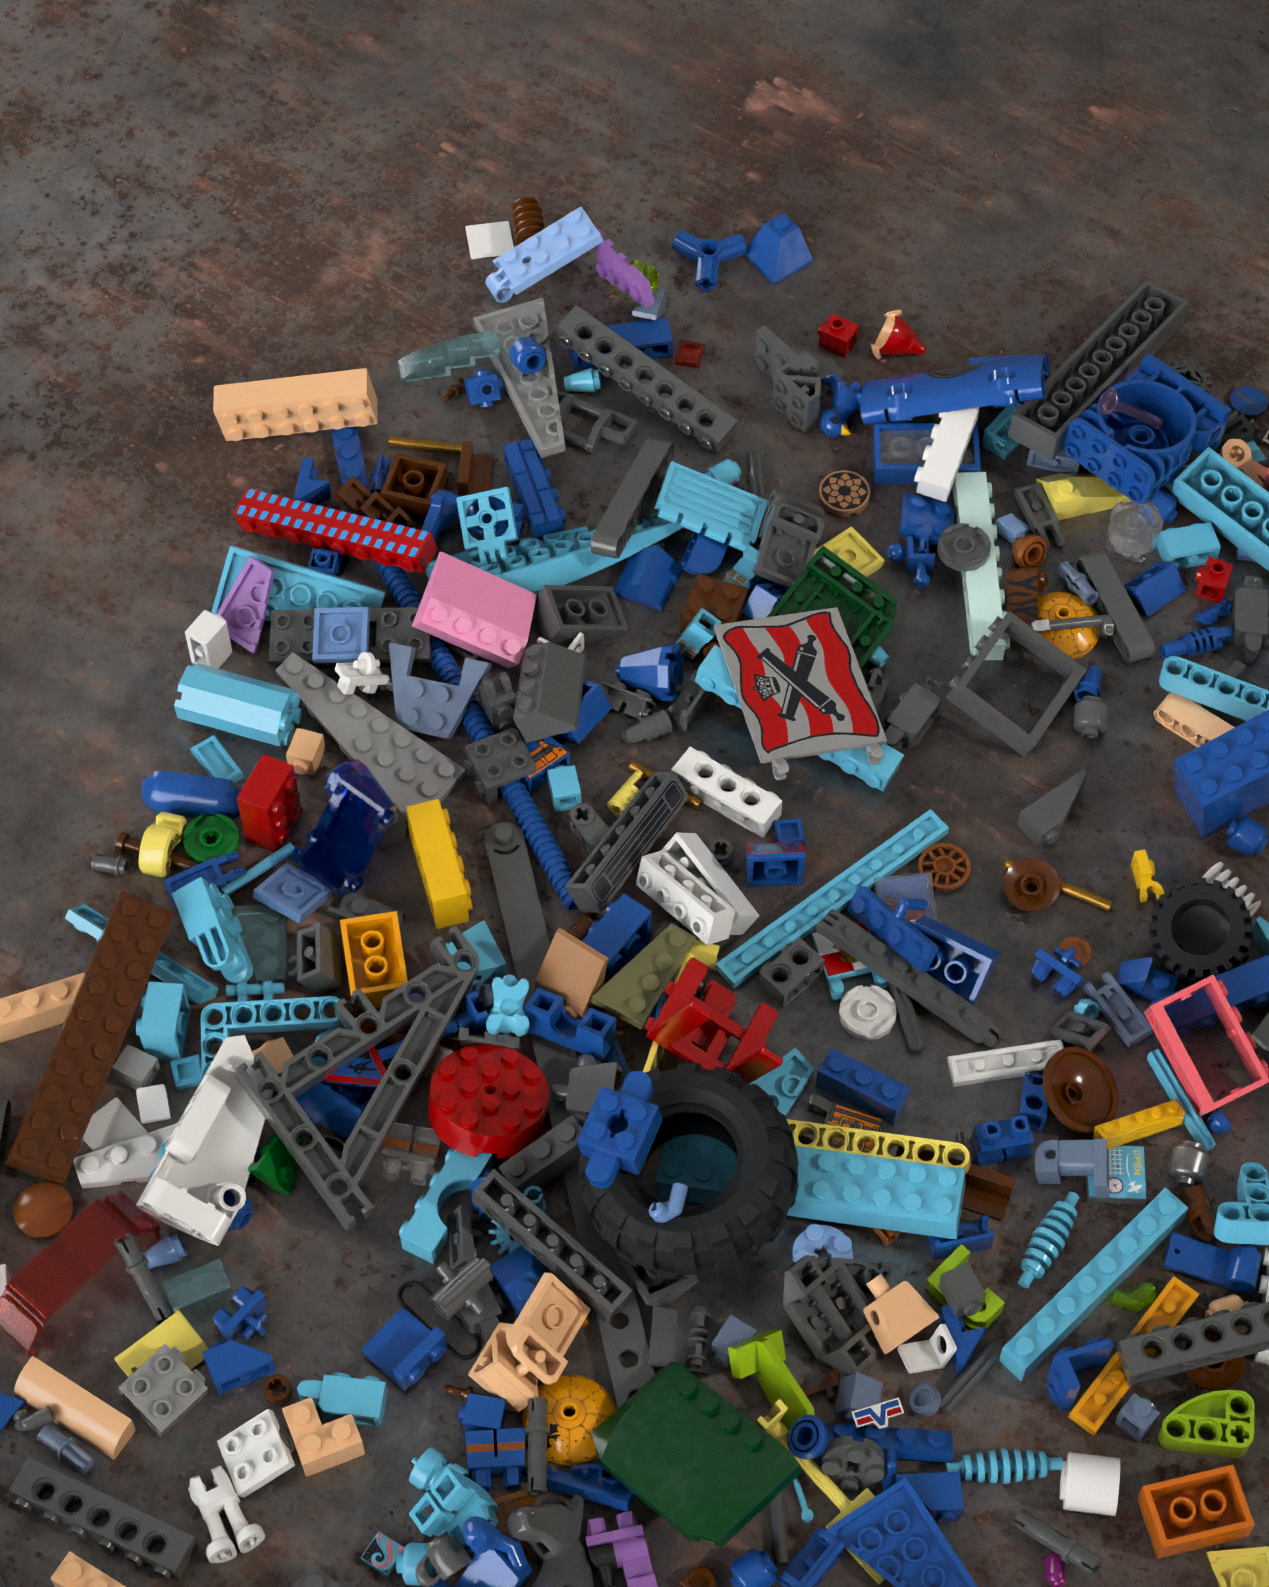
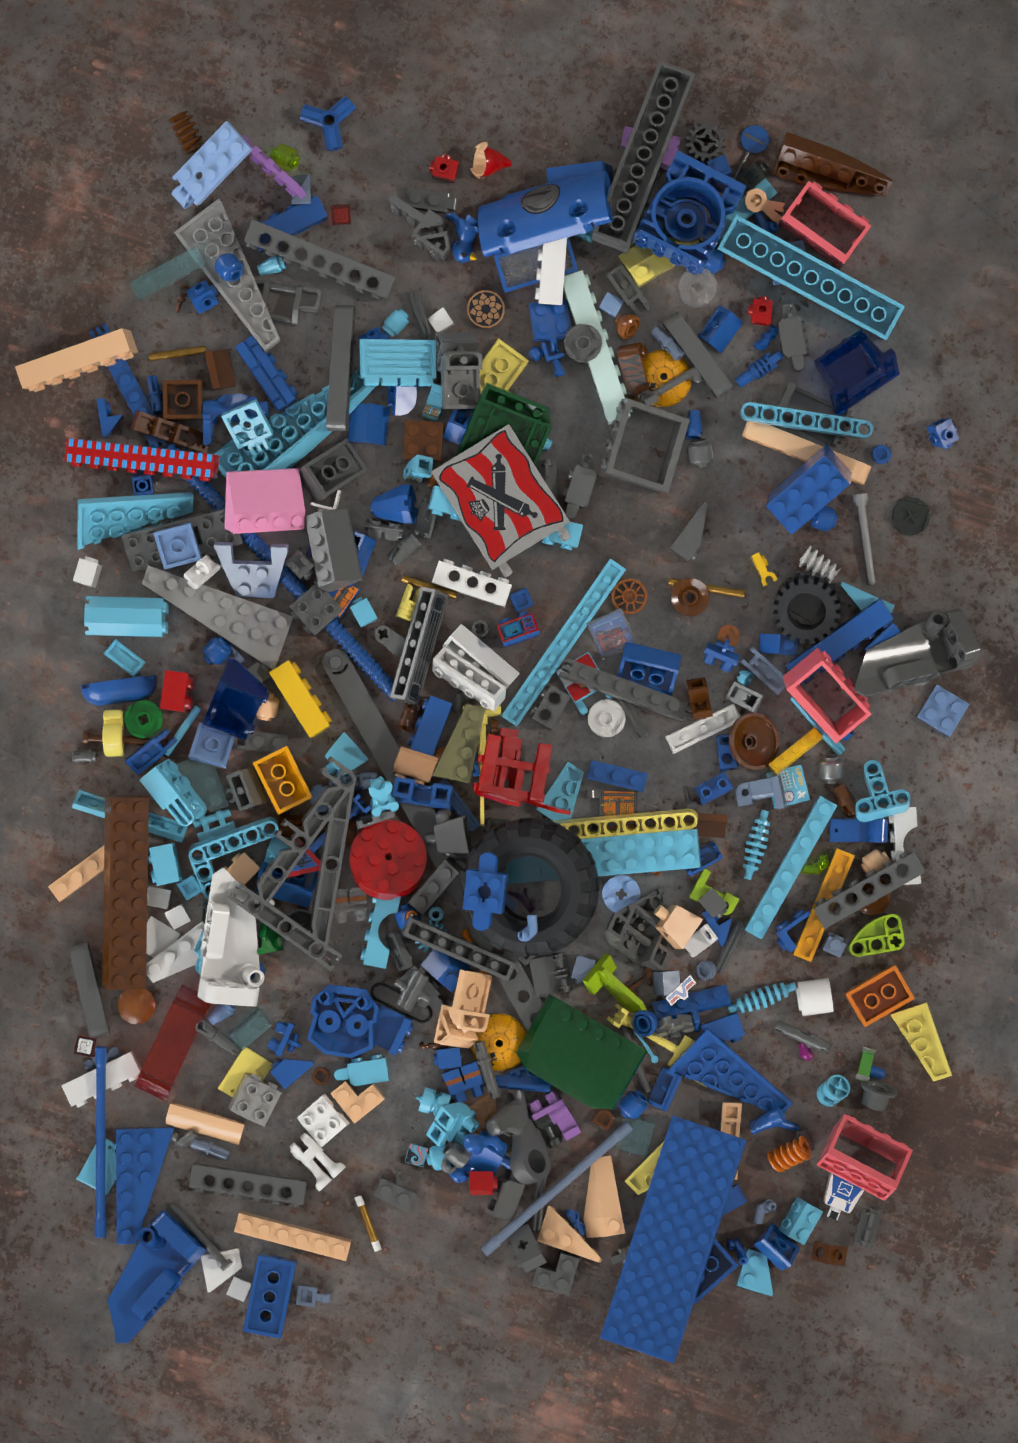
camera: 15 degrees left, 30 degrees up
(247, 604) = (103, 537): medium lavender wing -> none
(305, 751) = (182, 636): light nougat brick -> none
(331, 1334) = (341, 1036): none -> blue brick
(387, 866) = (270, 709): none -> light nougat head
(489, 239) = (160, 147): white sticker -> none
(779, 249) = (379, 100): blue slope -> none
(783, 482) = (440, 321): none -> white slope
(893, 927) = (608, 659): blue plate -> none
(1012, 1016) = (699, 698): none -> reddish brown brick
(1110, 402) = (660, 214): clear purple piece -> none
(1188, 545) = (737, 288): medium azure brick -> none

